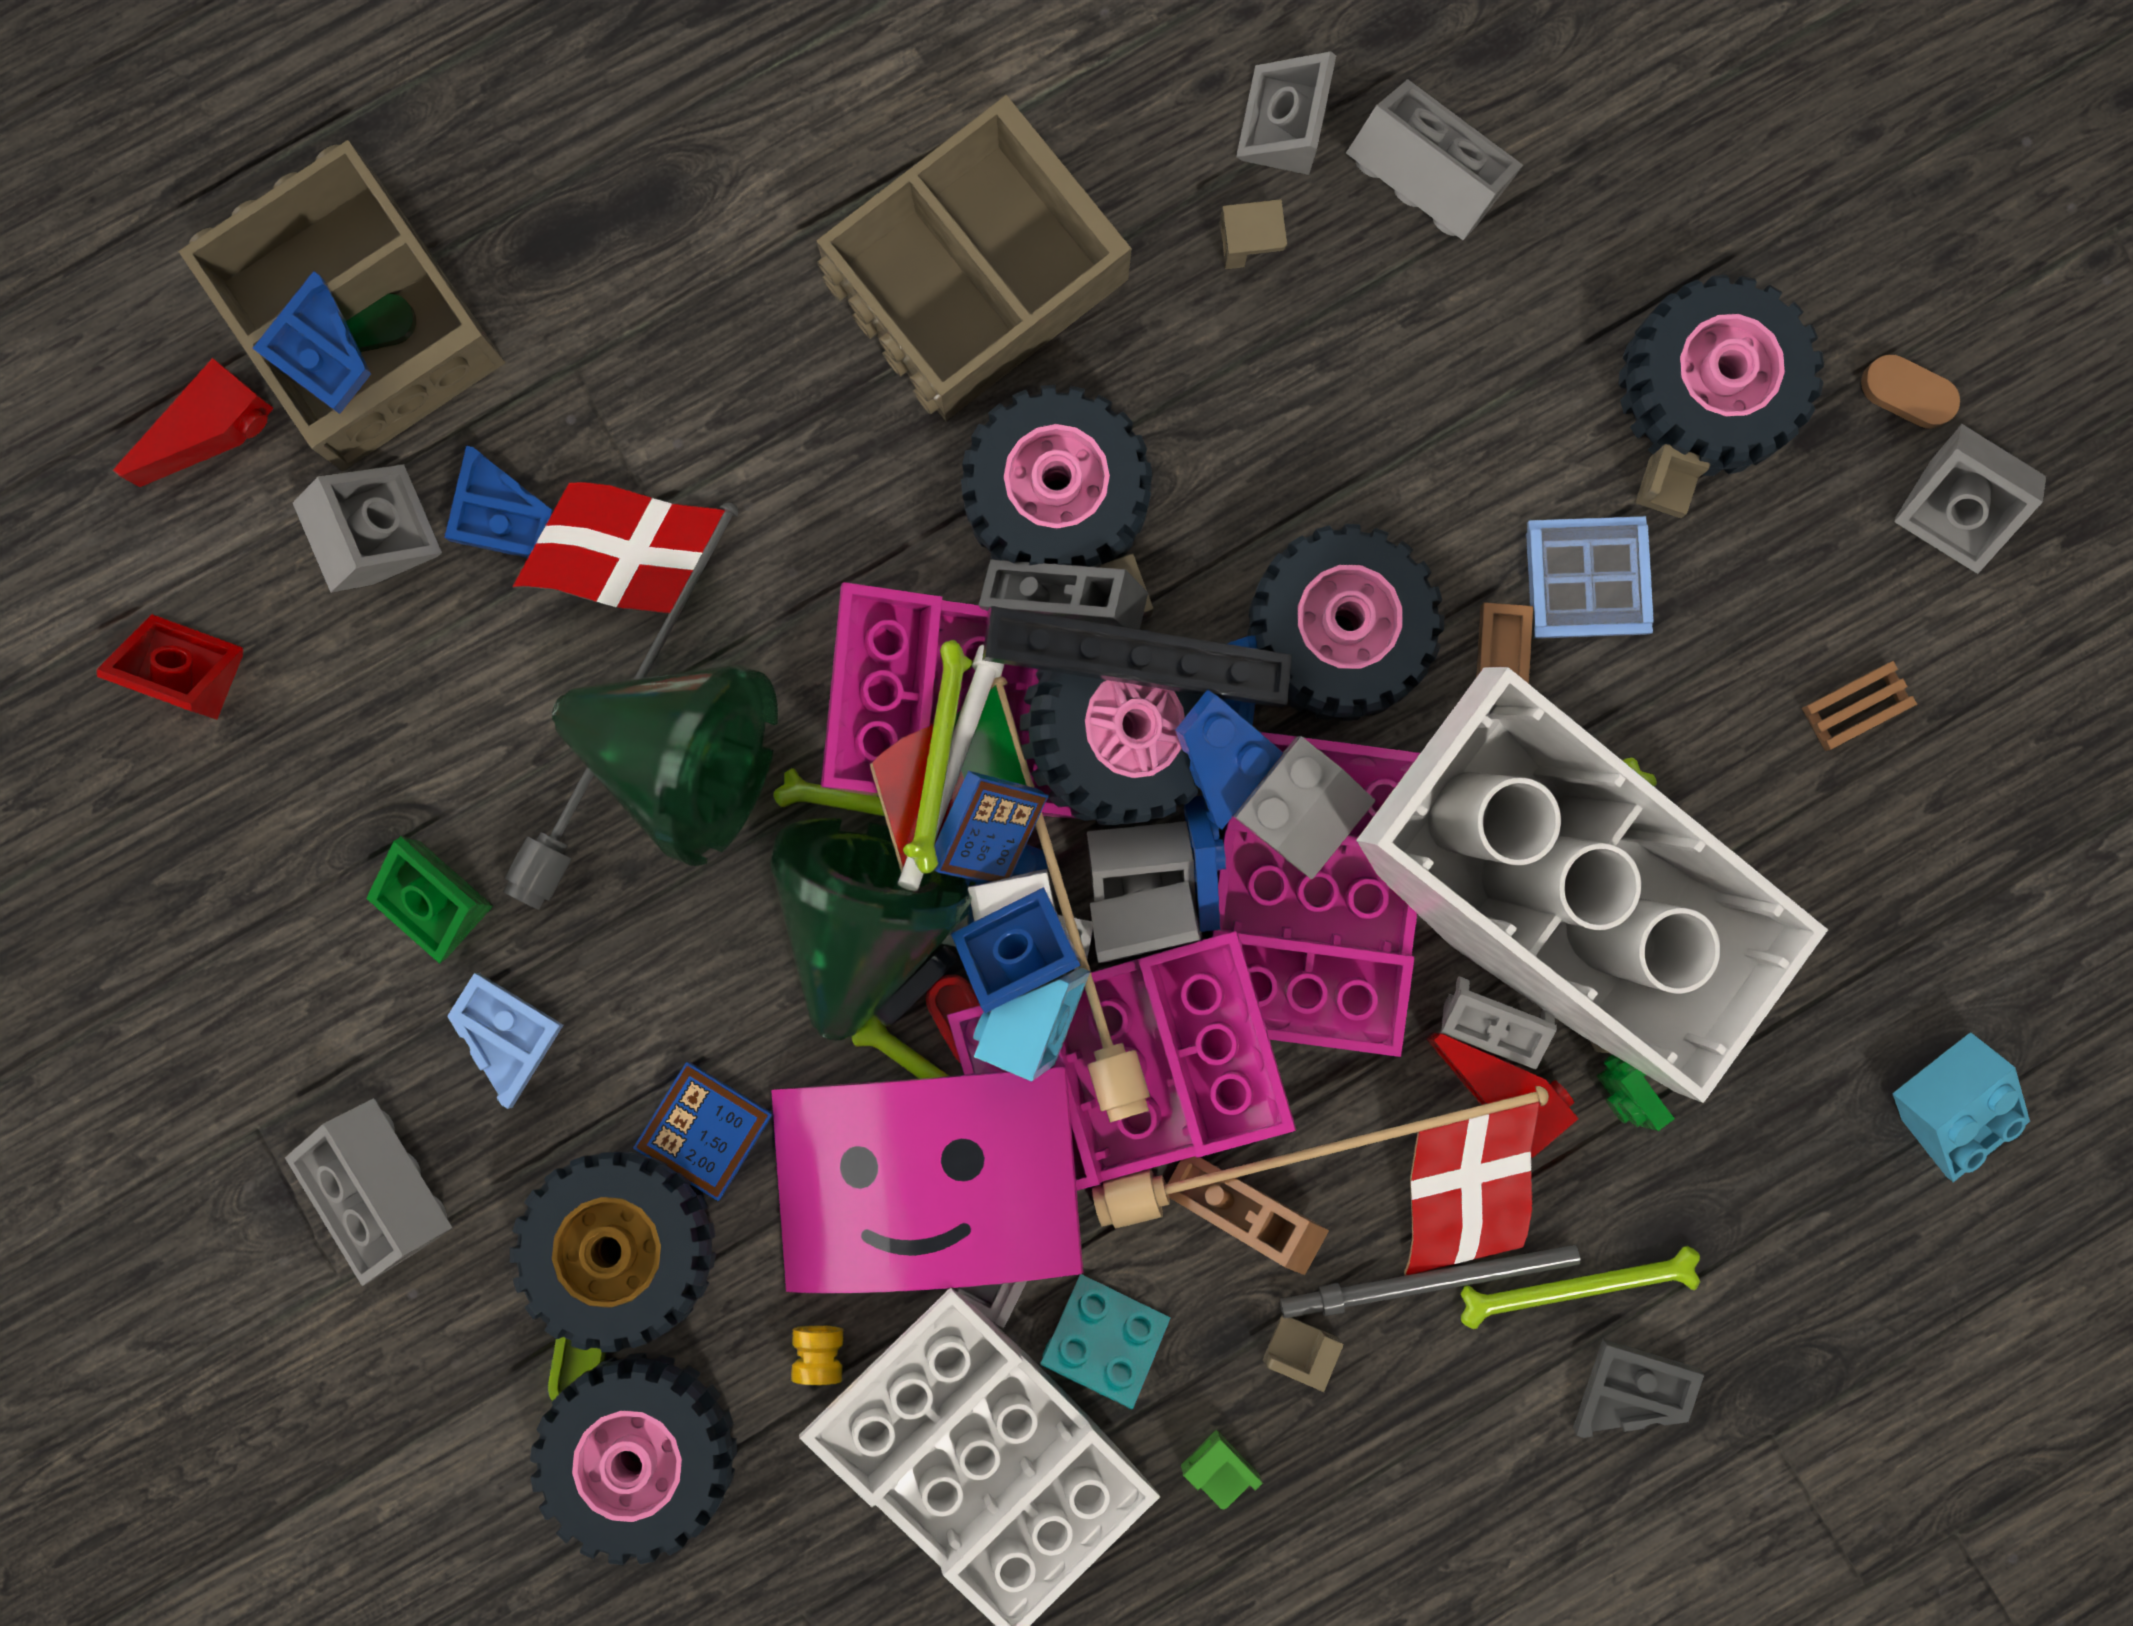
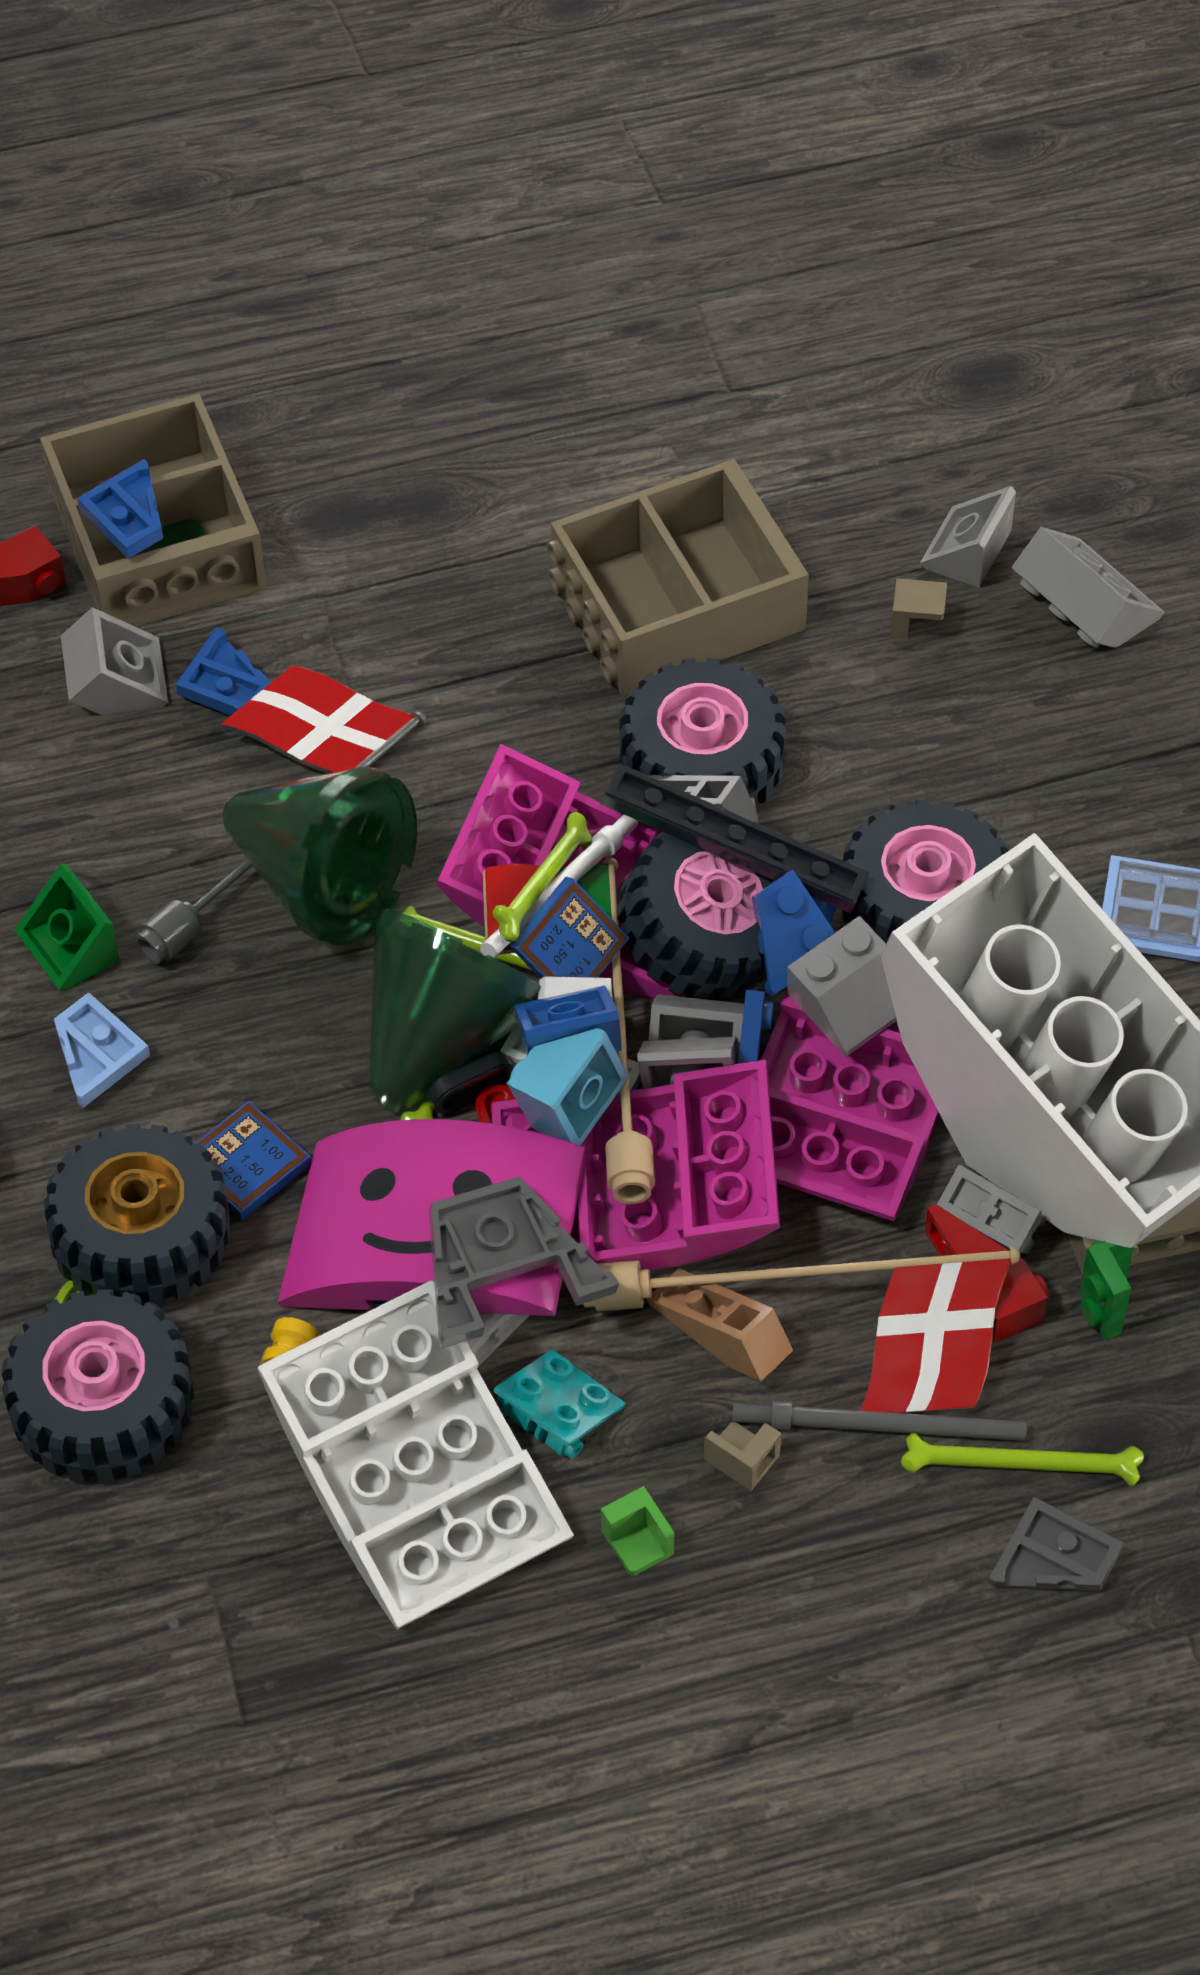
camera: 20 degrees right, 30 degrees down
(1002, 1229) = (496, 1237): none -> dark grey wing

